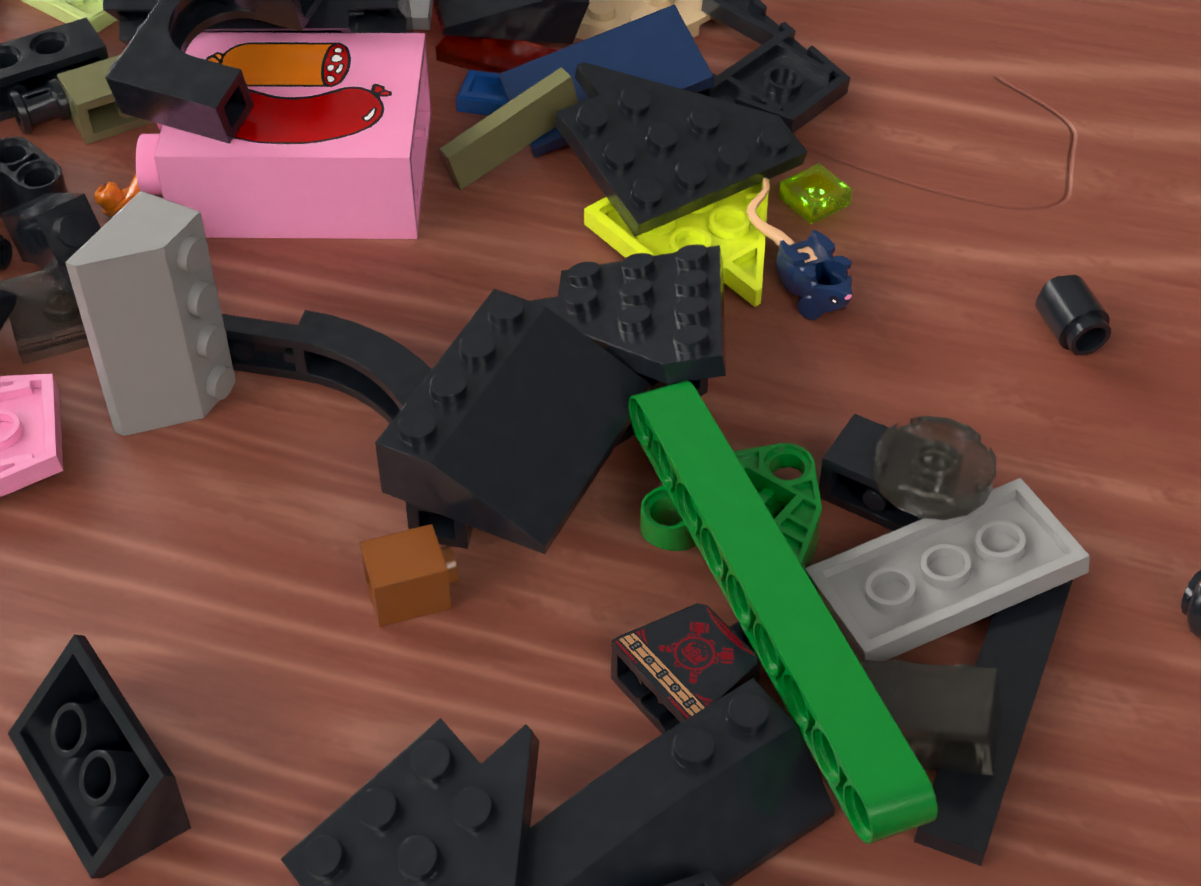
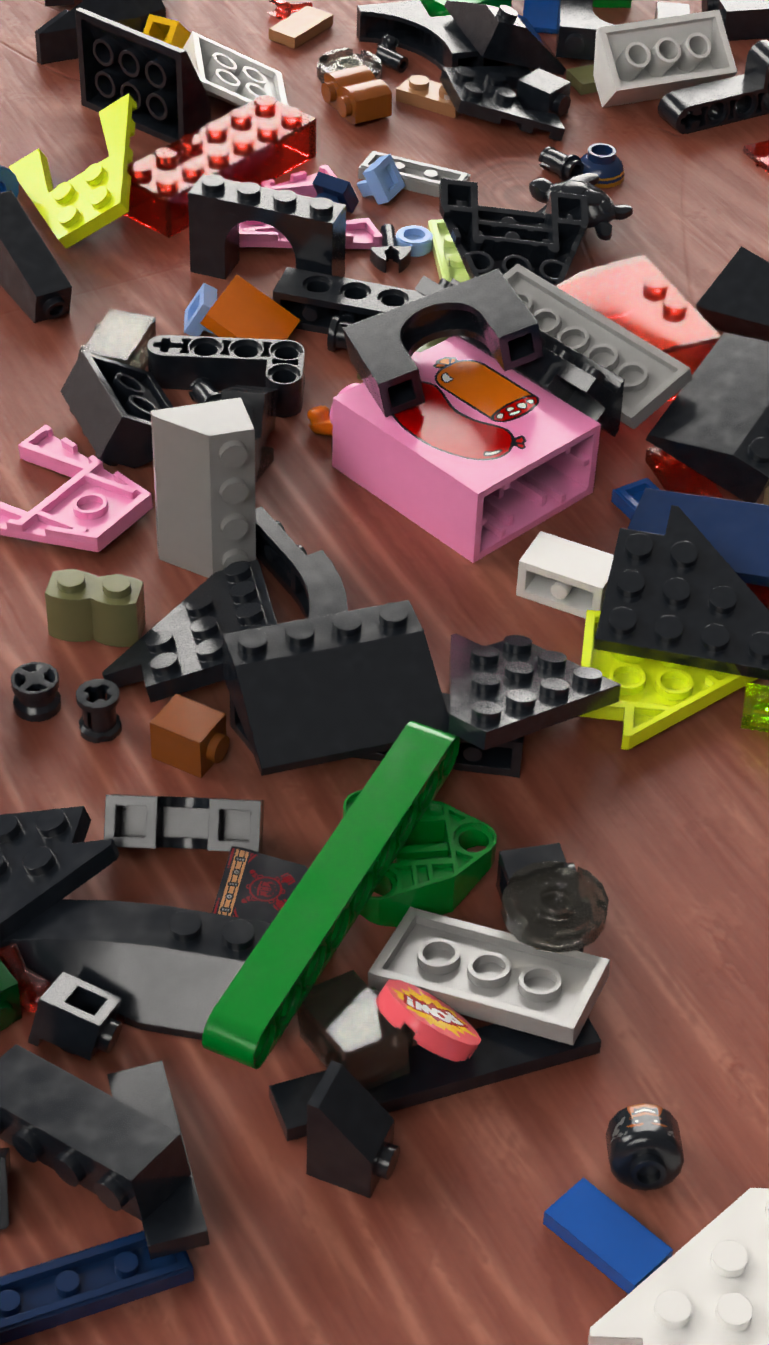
camera: 45 degrees right, 5 degrees down
(142, 526) = (95, 608): none -> olive brick
(178, 648) = (36, 691): none -> black wheel
(292, 470) = (187, 644): none -> black wing
(298, 618) = (99, 710): none -> black bush
(496, 679) = (184, 822): none -> arch
(508, 129) = (600, 525): olive tile -> none
(528, 191) = (564, 574): none -> white brick
(807, 266) = (682, 743): dark blue animal -> none
(987, 648) = (433, 1021): none -> coral tile
(1053, 810) = (348, 1134): none -> black slope

